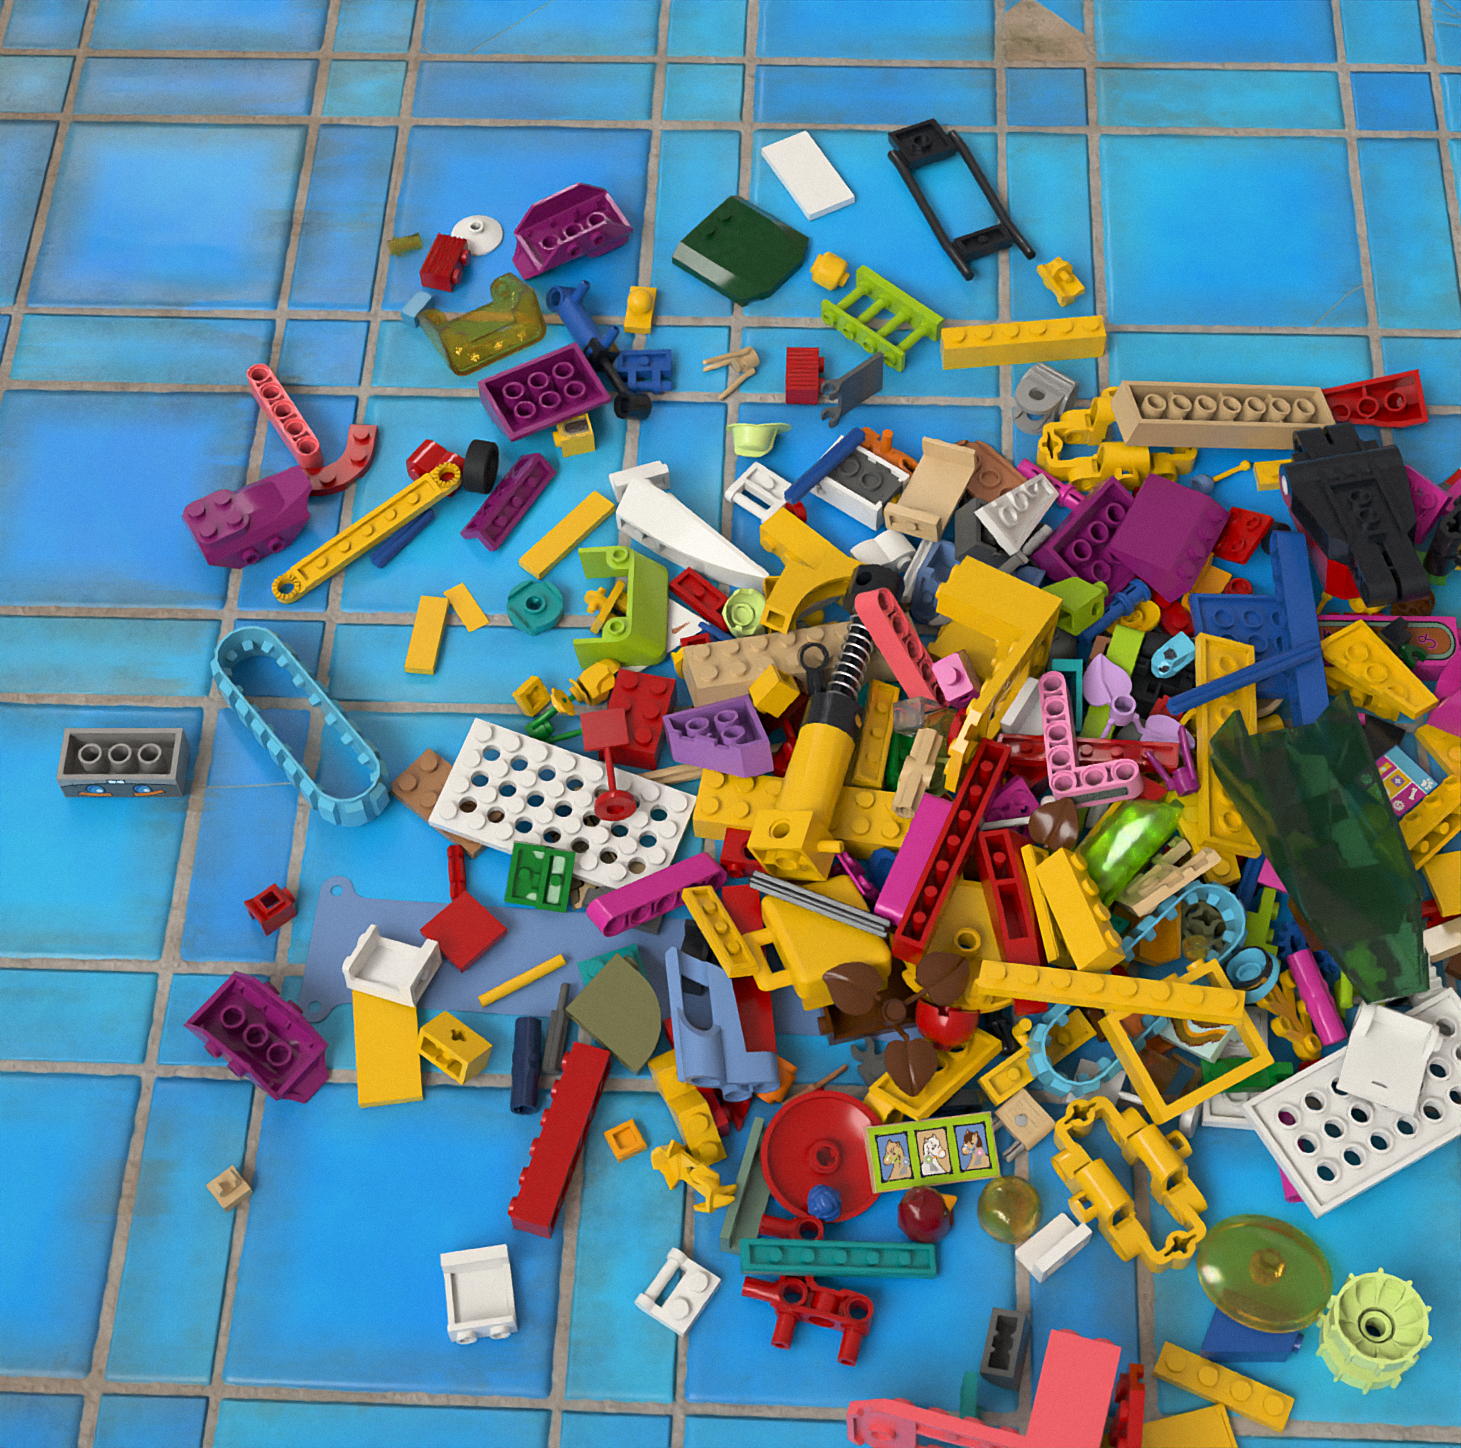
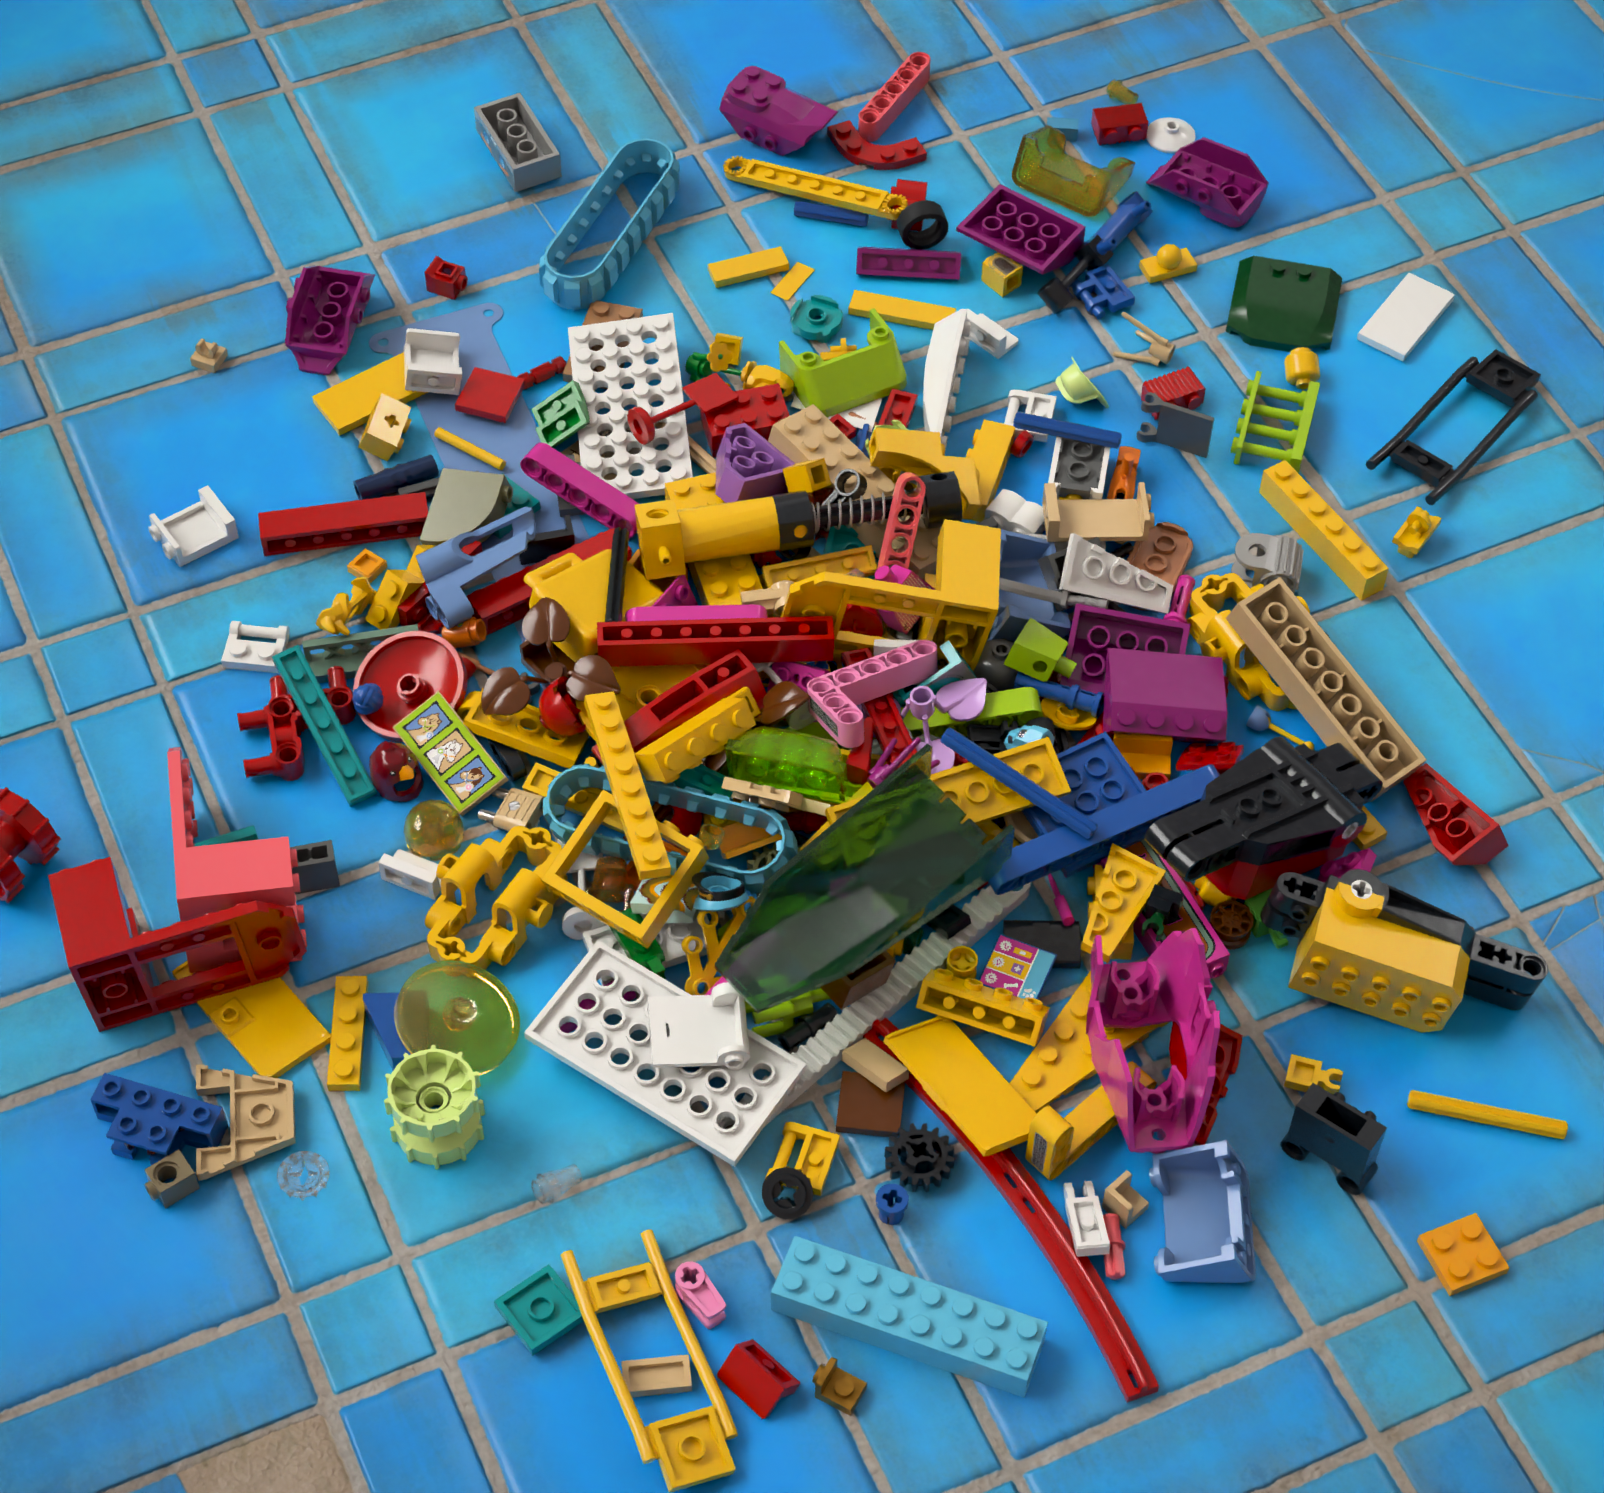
camera: 60 degrees right, 5 degrees down
(720, 931) = (564, 534): yellow tile -> none

